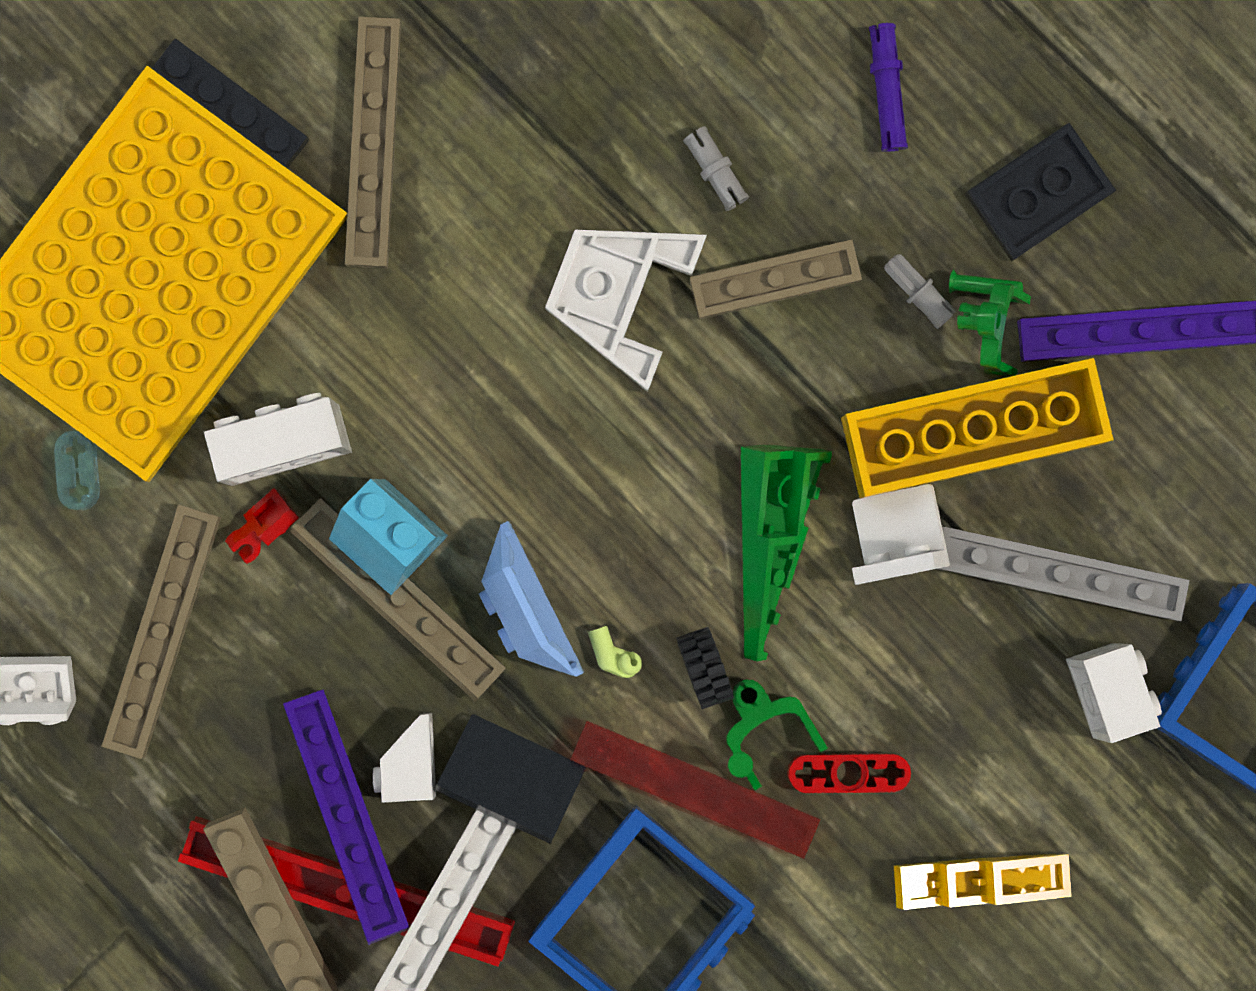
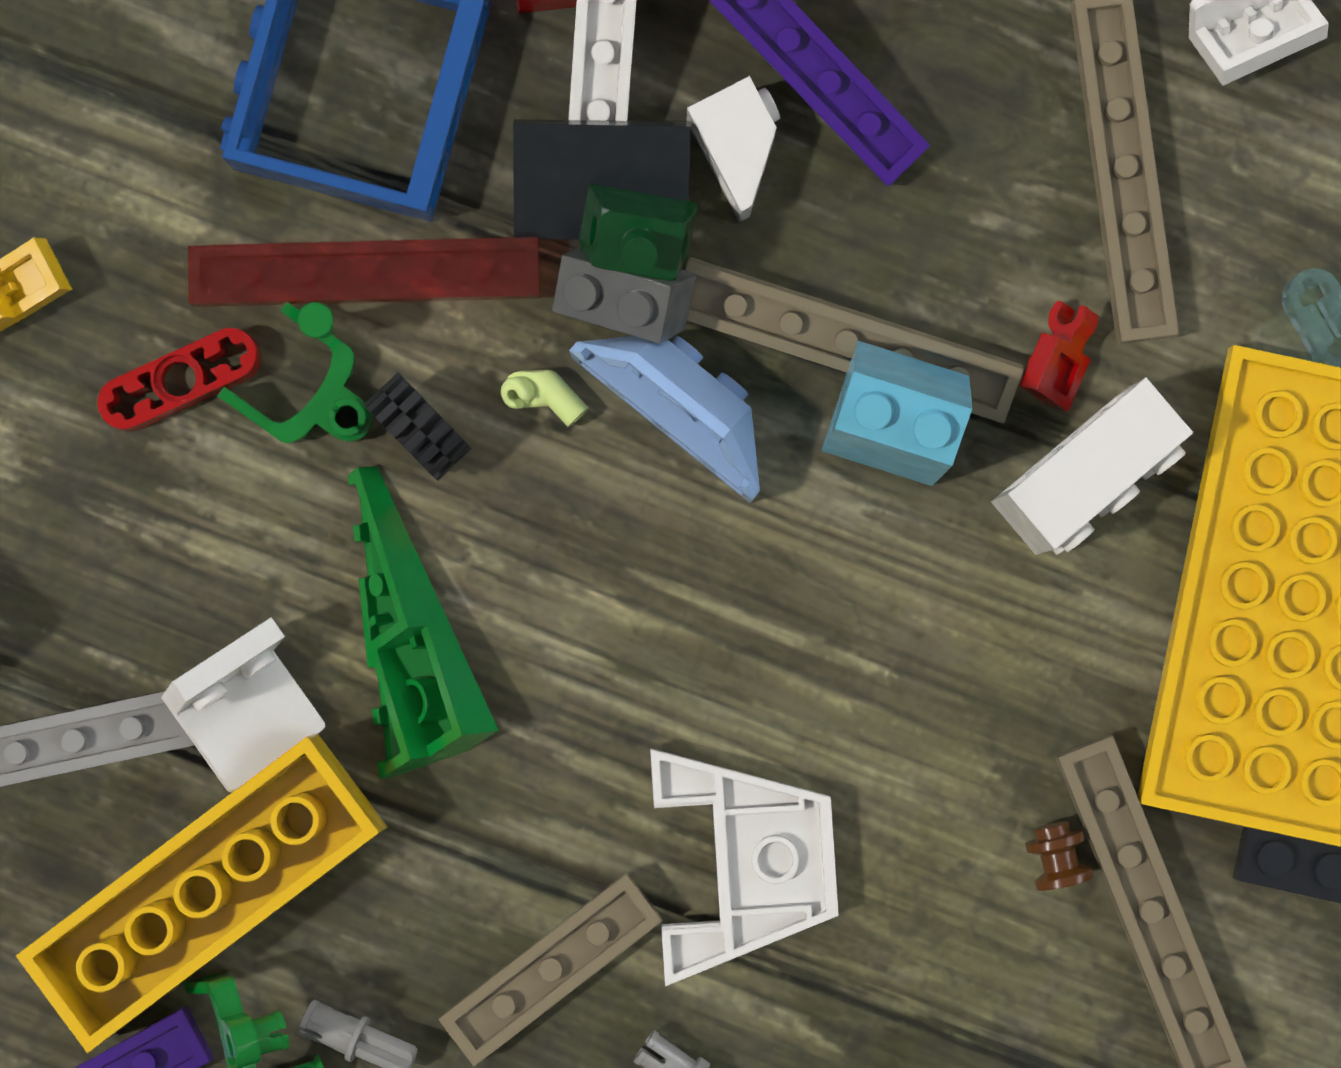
camera: 160 degrees right, 0 degrees up
(414, 209) = (1058, 855): none -> reddish brown wheel
(503, 729) = (637, 232): none -> dark green torso
(530, 695) = (622, 301): none -> dark grey brick

